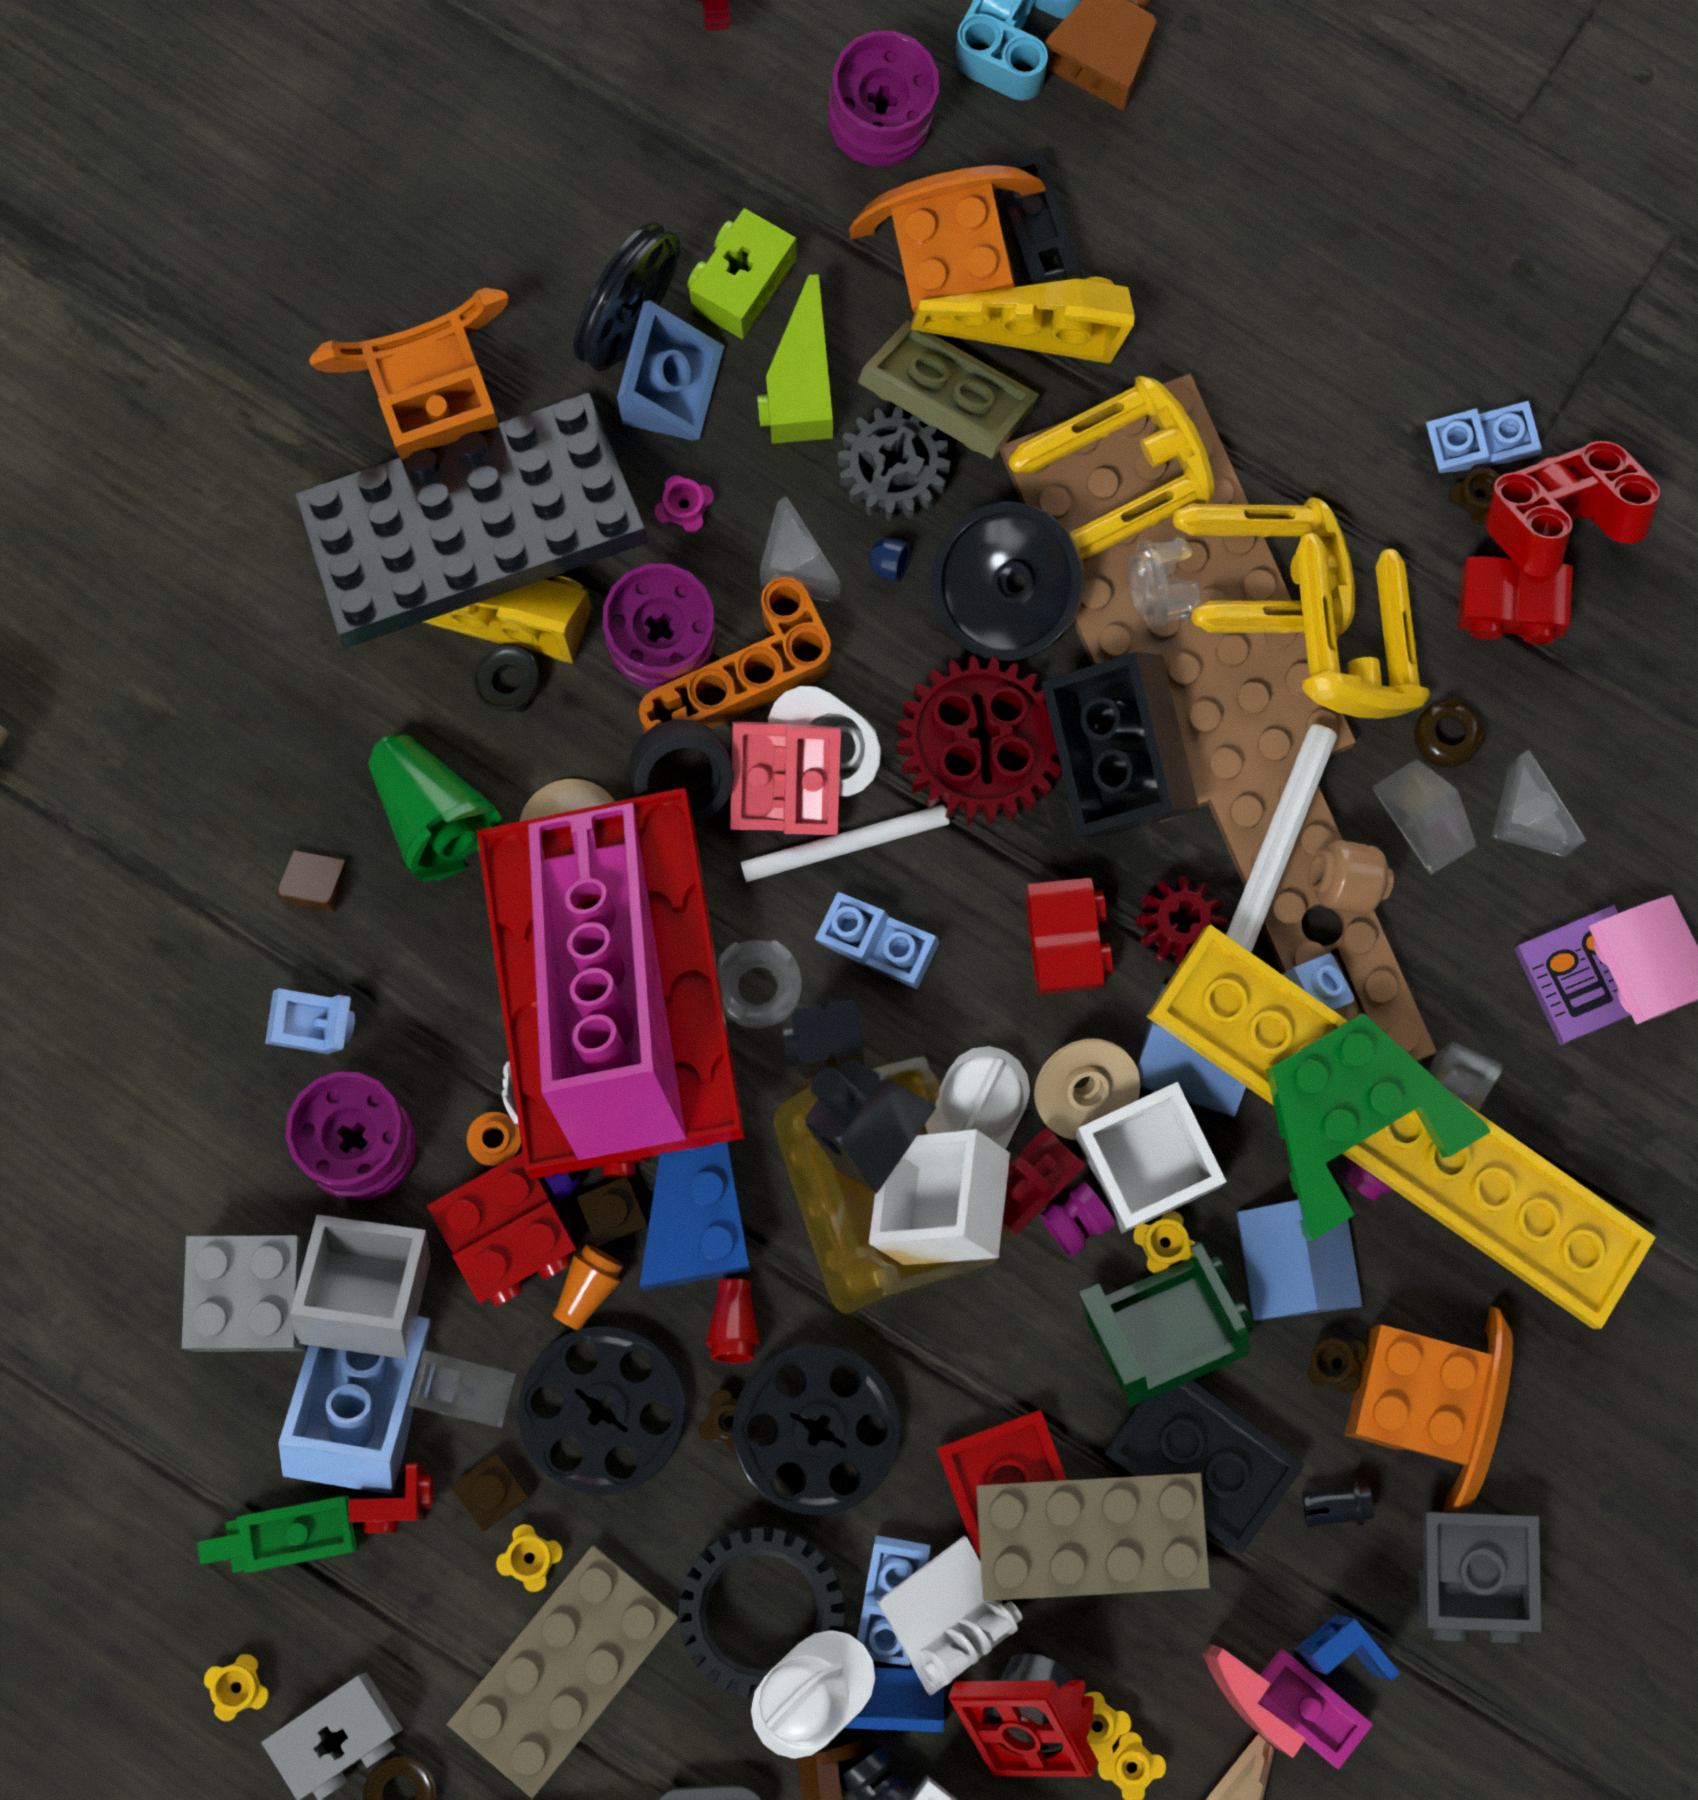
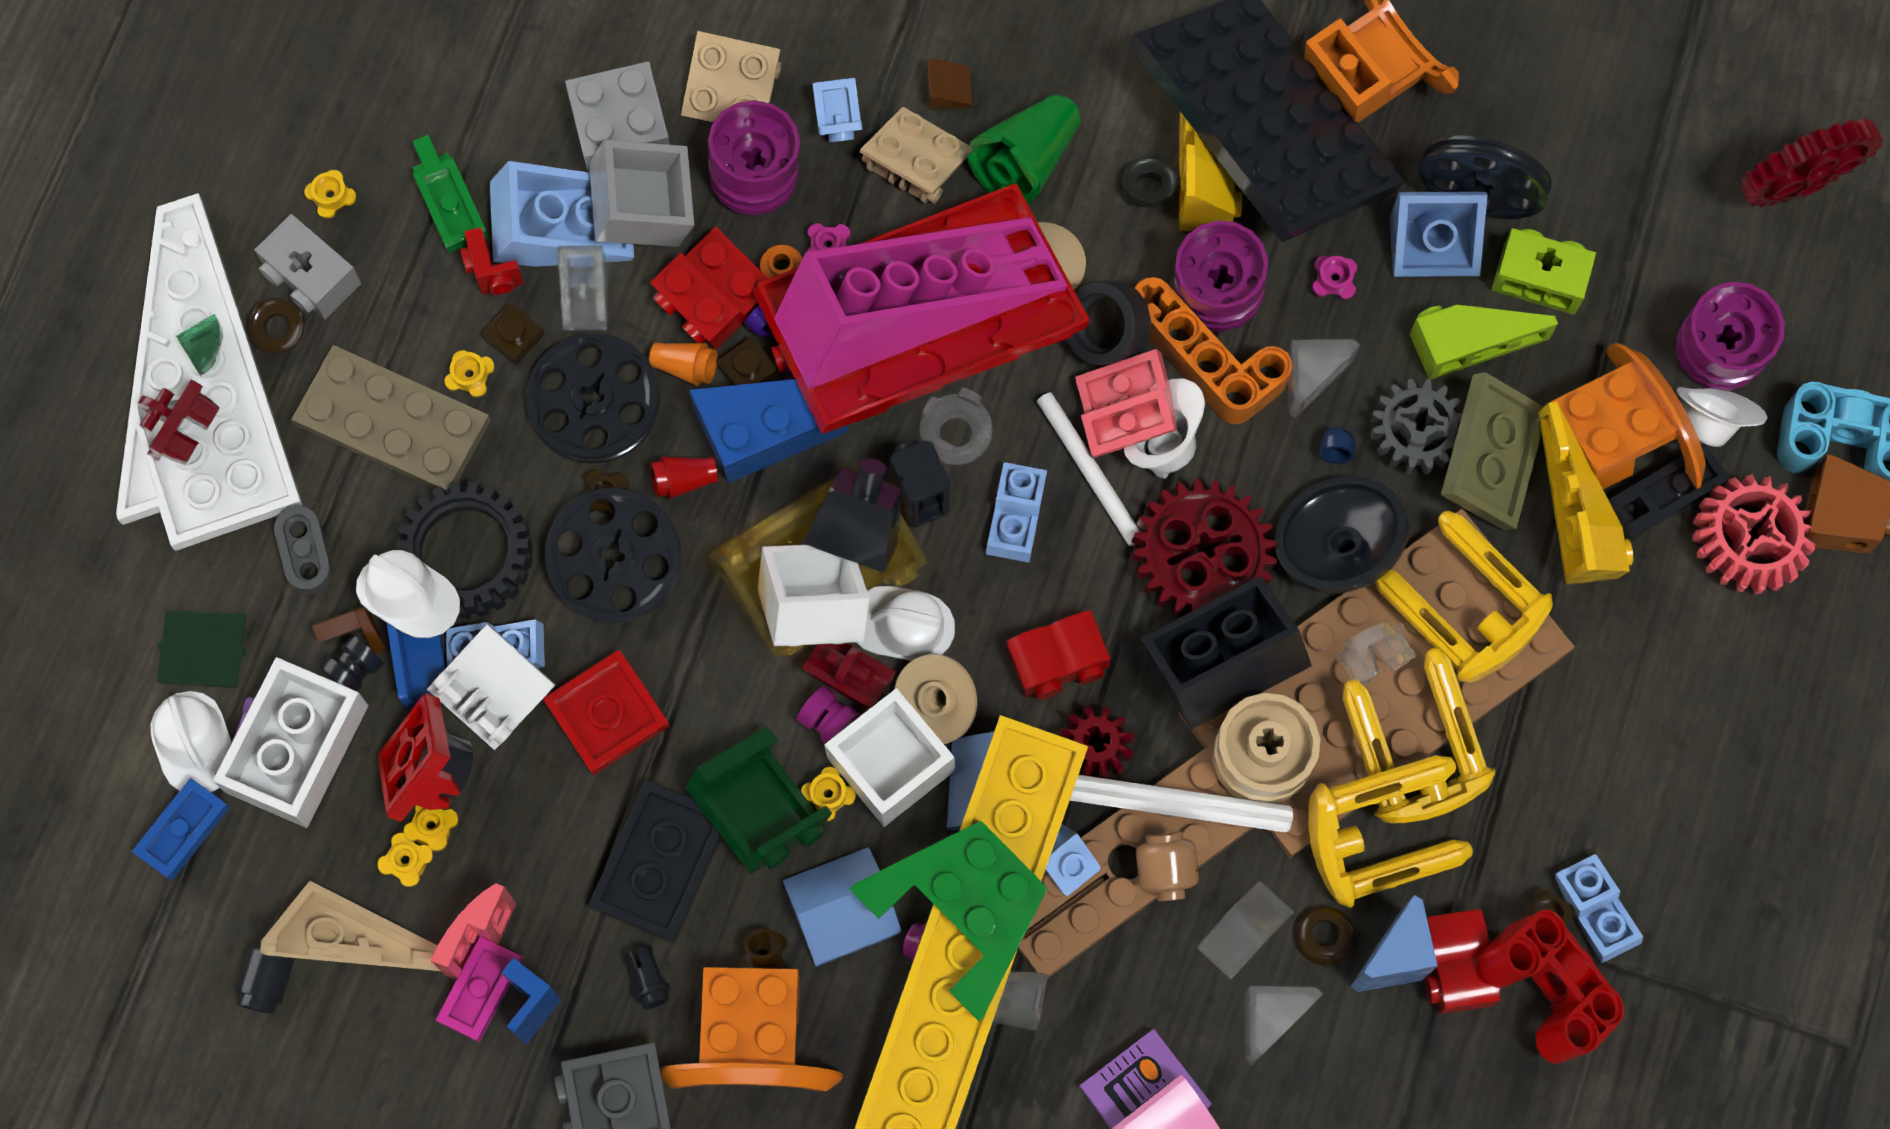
camera: 75 degrees right, 5 degrees down
(230, 1144) = (728, 73): none -> tan hinge
(392, 941) = (916, 152): none -> tan hinge
(466, 1082) = (819, 235): none -> dark pink plate
(963, 136) = (1719, 413): none -> white piece
(1092, 1537) = (576, 782): dark tan plate -> none
(1115, 122) = (1787, 549): none -> coral gear
(1251, 701) = (1269, 722): none -> tan wheel
(1498, 656) = (1403, 952): none -> medium blue slope

